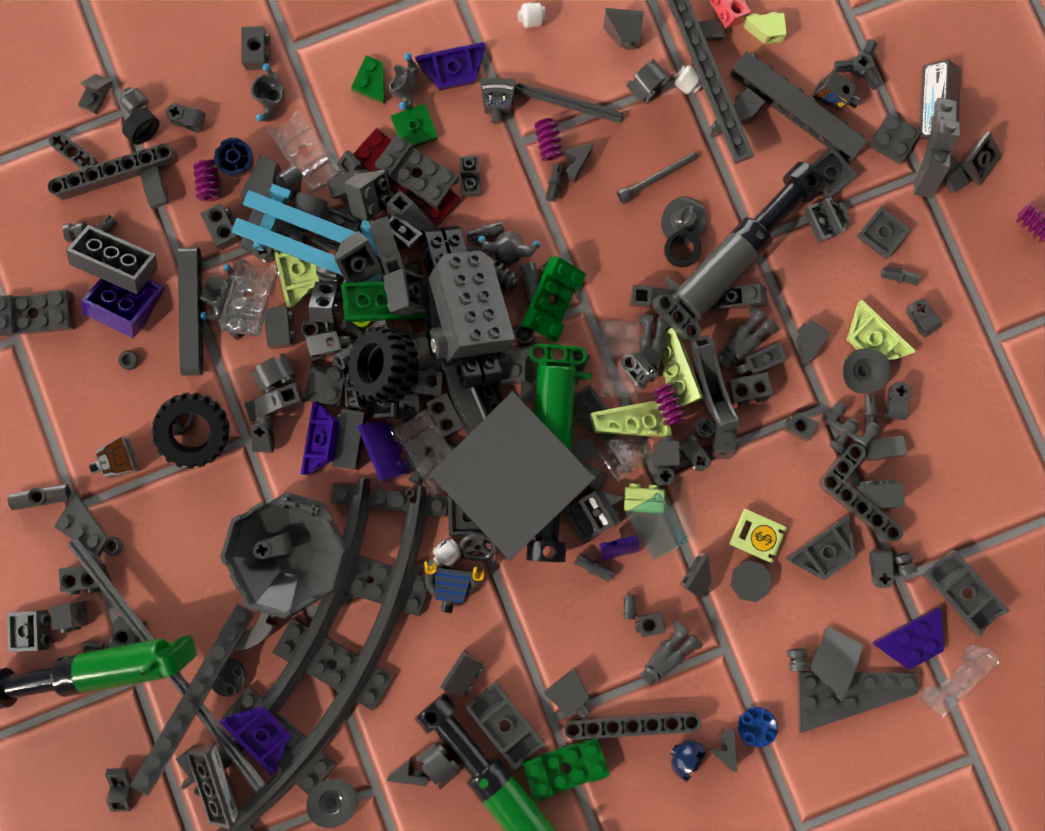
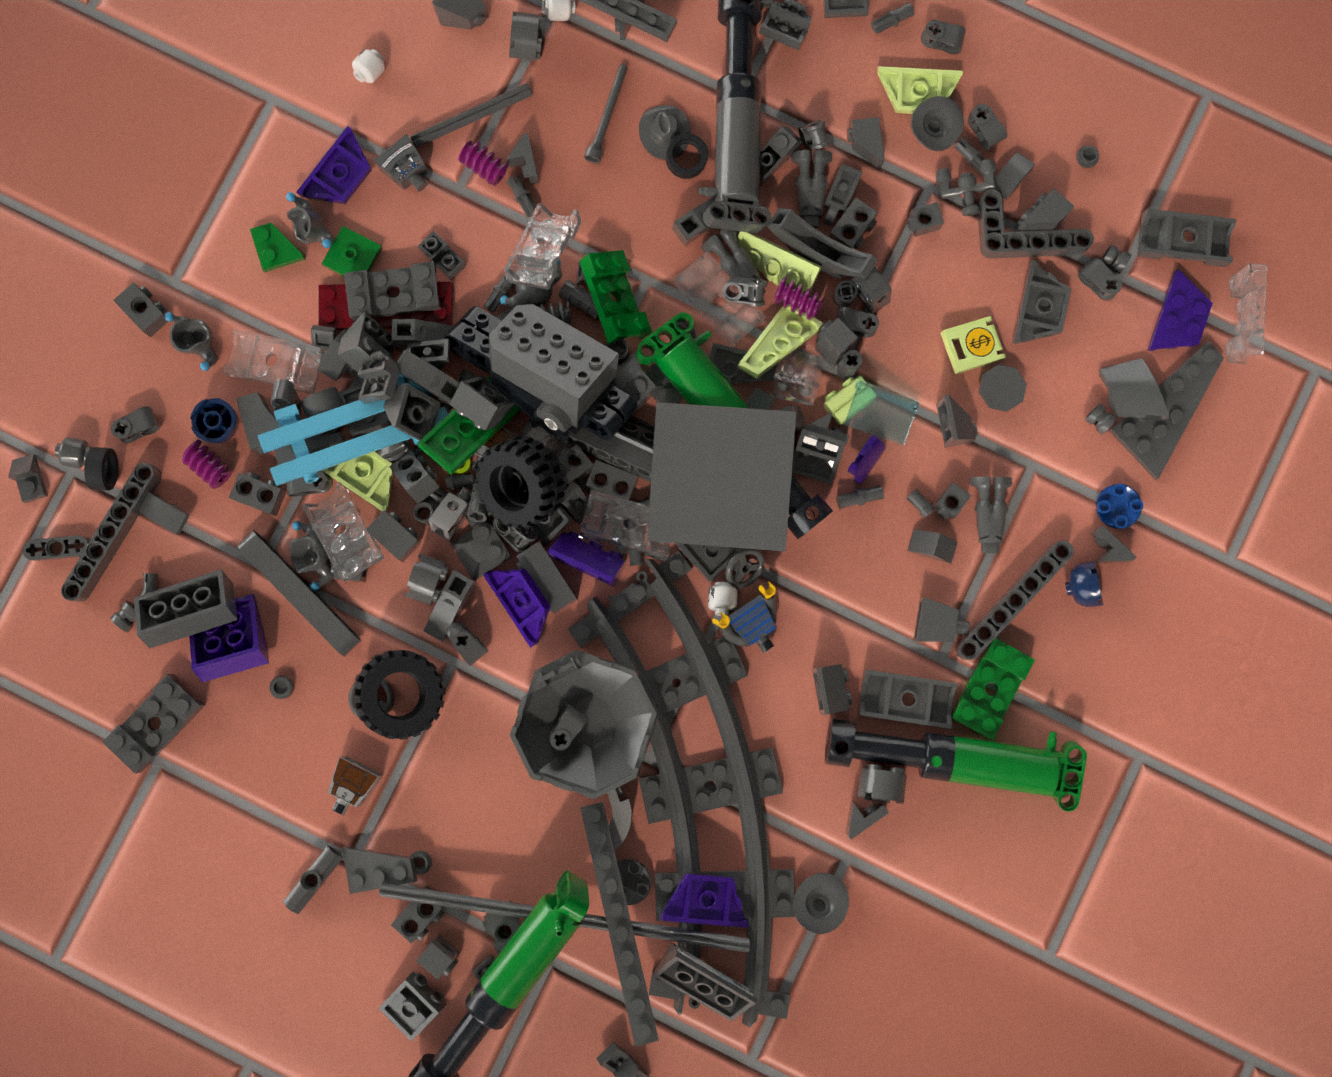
camera: 50 degrees left, 0 degrees up
(355, 221) = (379, 378): none -> dark grey slope
(519, 233) = (534, 263): none -> clear piece
(612, 641) = (932, 545): none -> dark grey slope
(777, 308) = (814, 135): none -> dark grey piece
(948, 480) = (1087, 156): none -> dark grey plate

